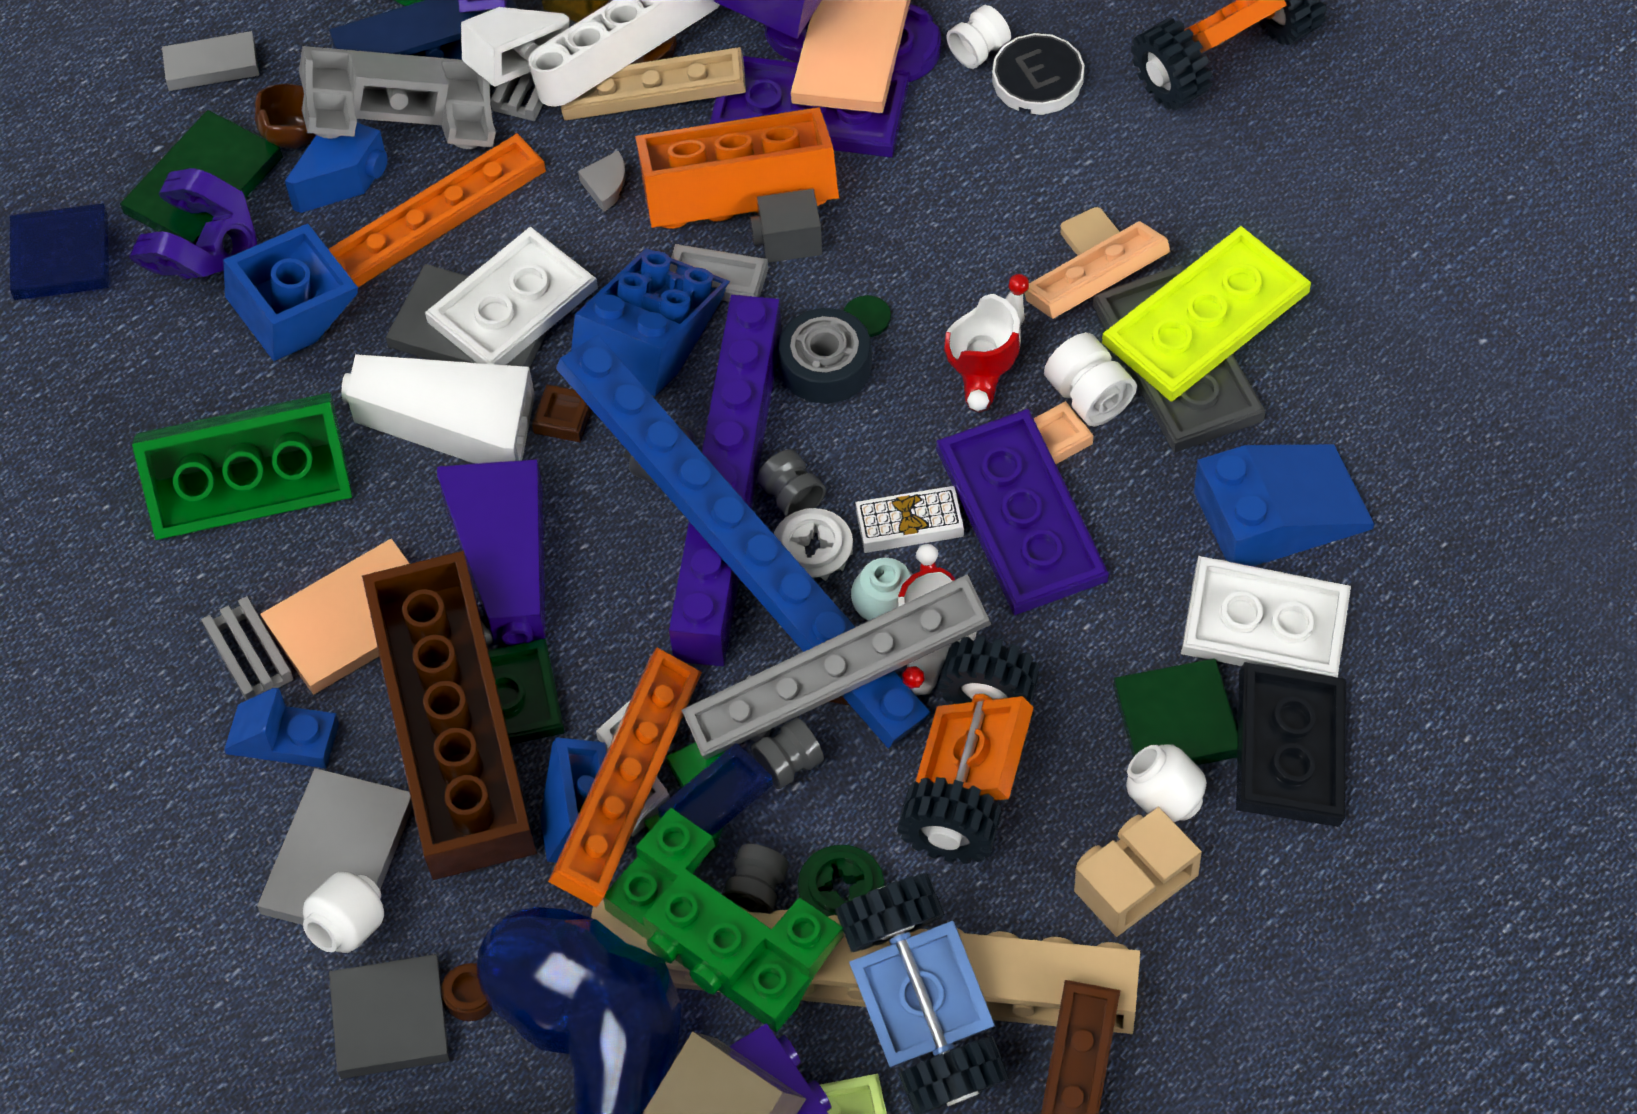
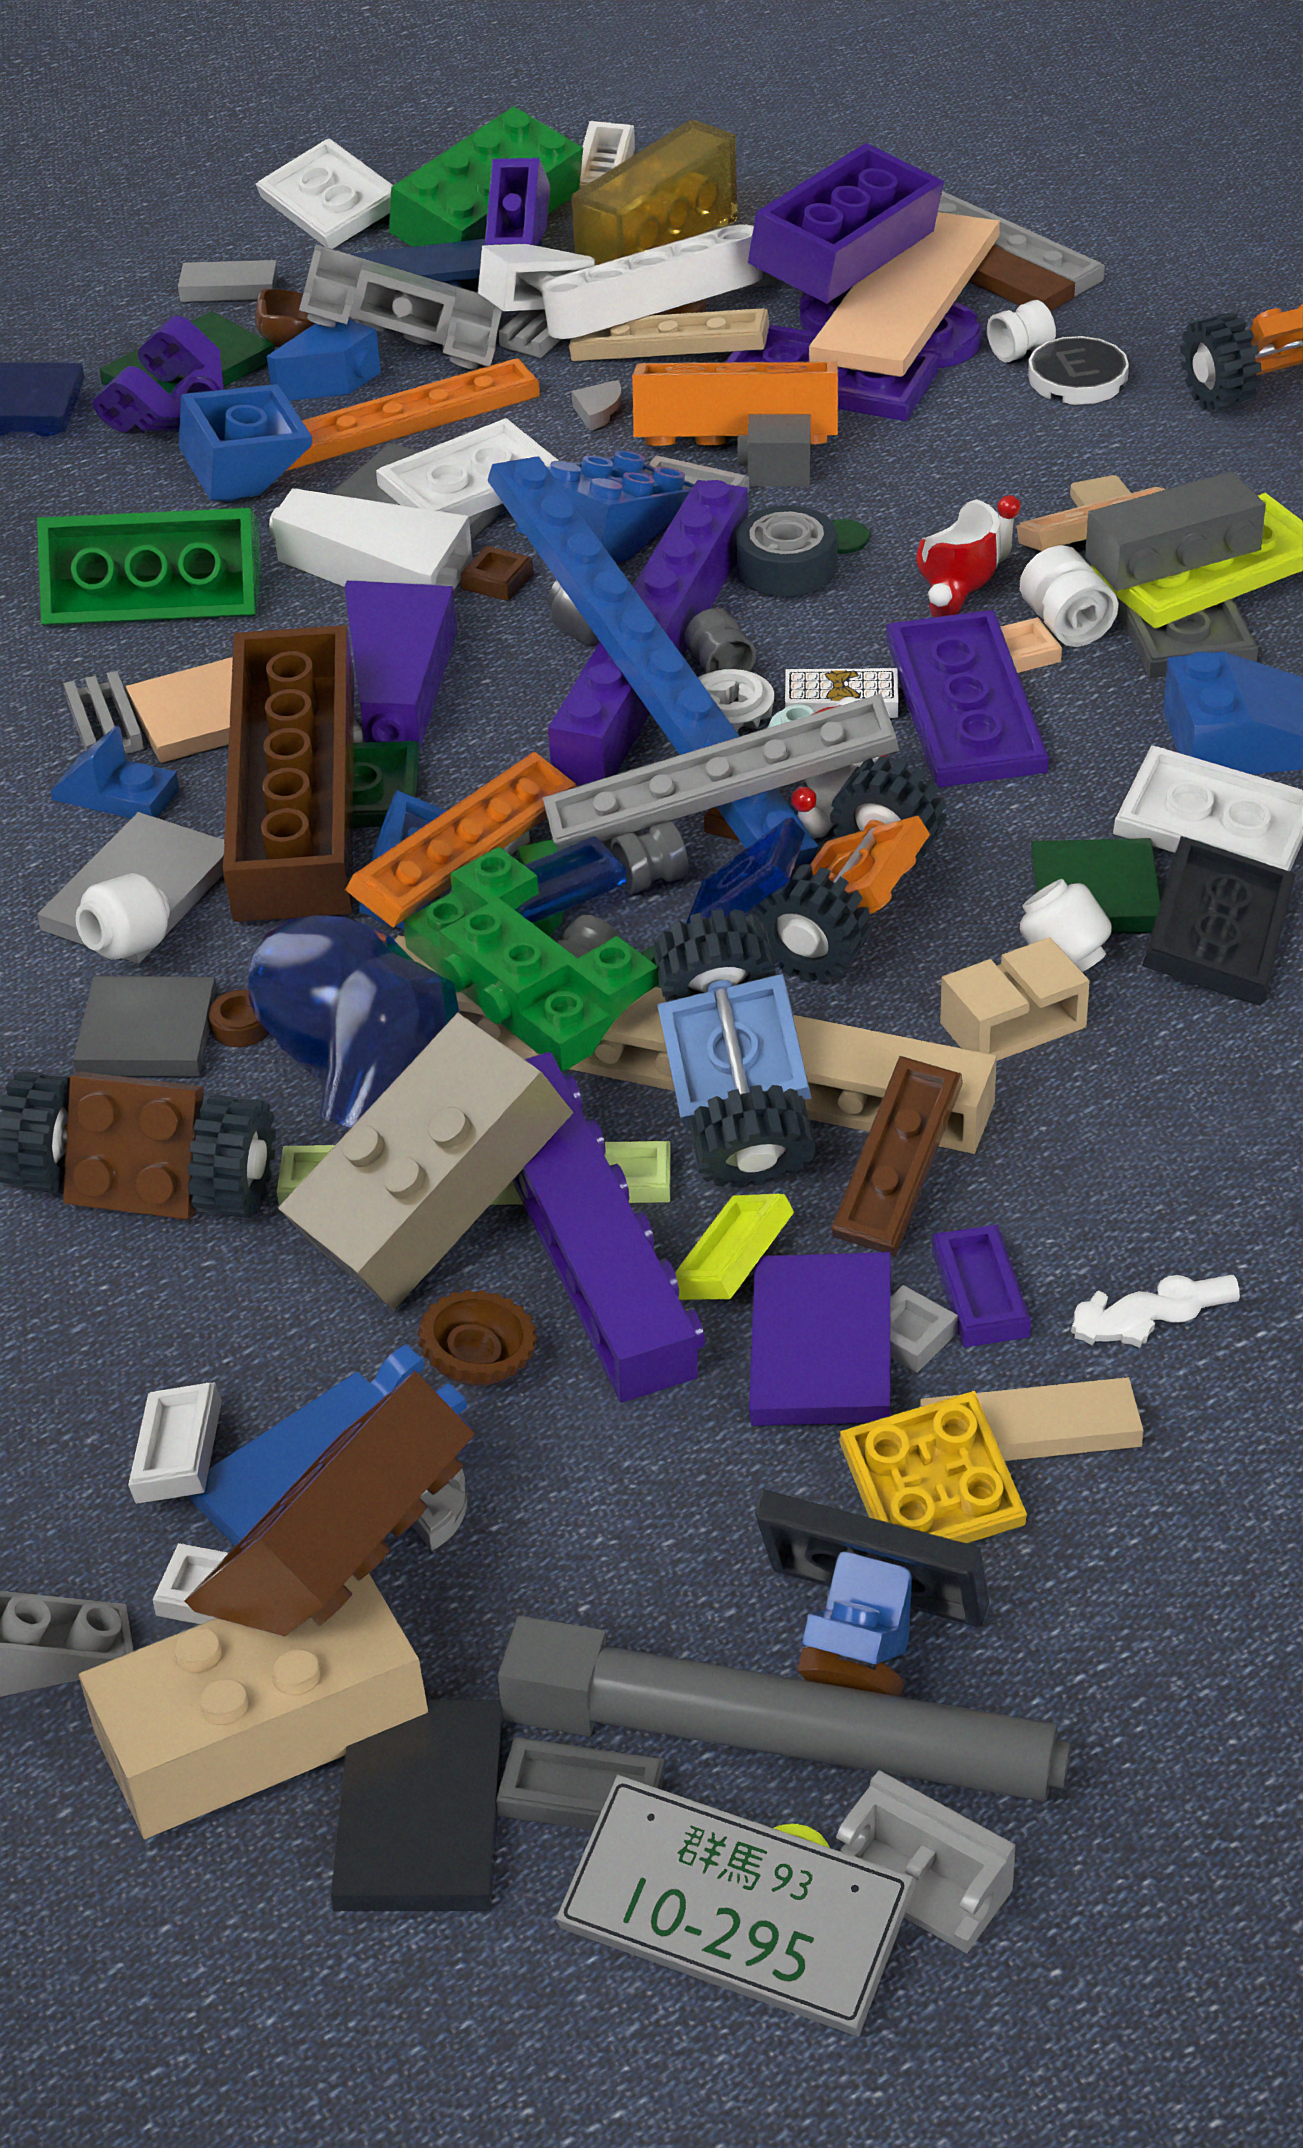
camera: 10 degrees right, 15 degrees down
(884, 786) = (752, 873): none -> clear blue tile
(1175, 302) = (1174, 530): none -> dark grey brick

